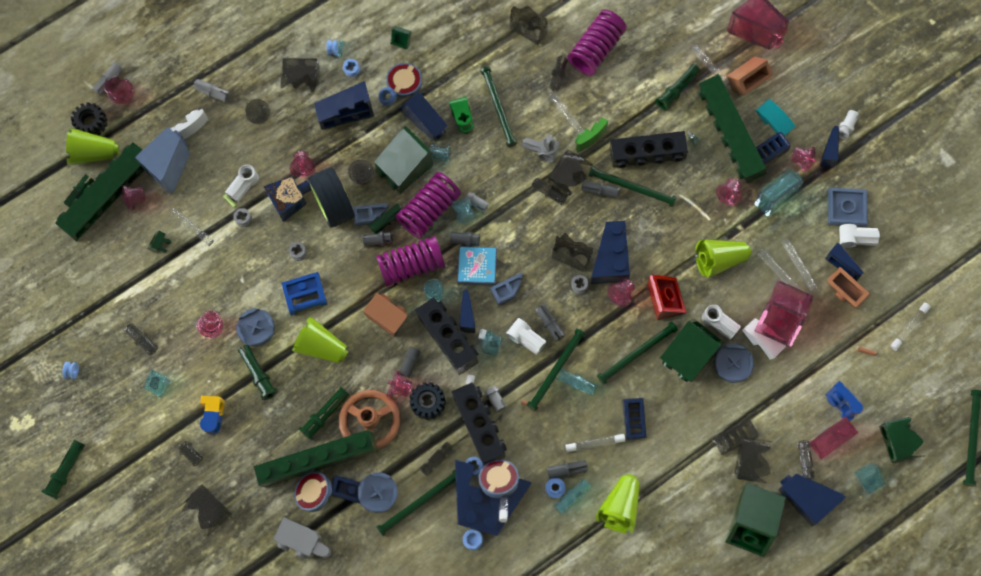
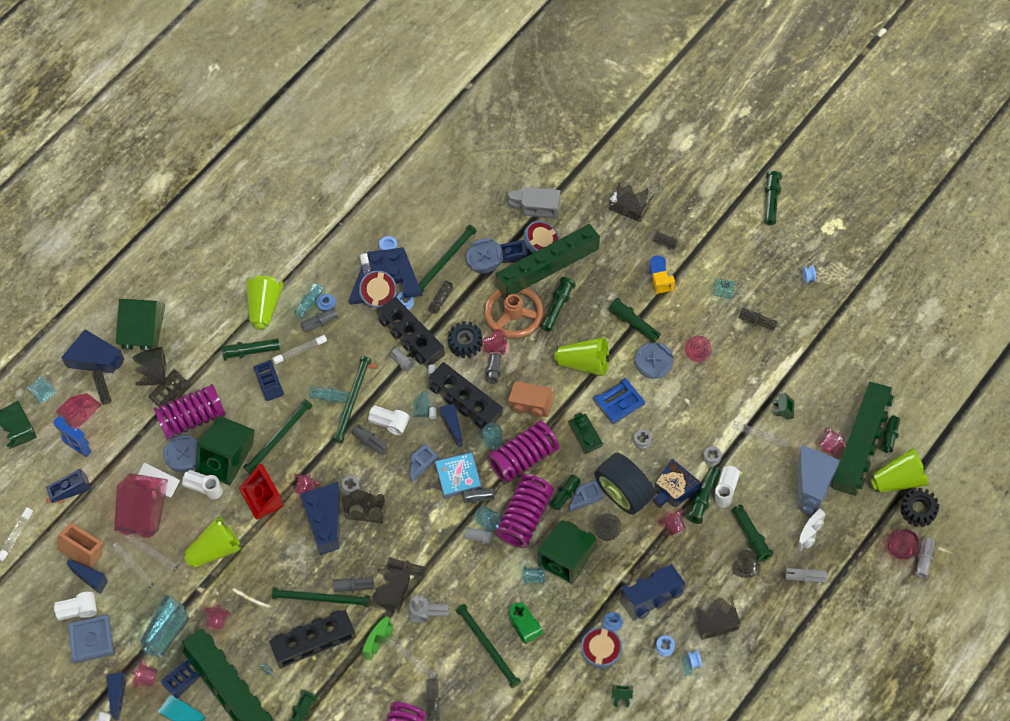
camera: 160 degrees right, 10 degrees down
(239, 129) = (756, 540): none -> dark green pin
(271, 175) = (701, 502): none -> dark green pin
(347, 273) = (585, 433): none -> dark green plate
(378, 239) = (563, 472): dark grey pin -> none
(424, 116) = (565, 606): dark blue slope -> none
(655, 457) = (241, 349): none -> dark green pin
(723, 401) = (189, 411): none -> magenta piece
(852, 358) = (68, 486): none -> dark blue slope

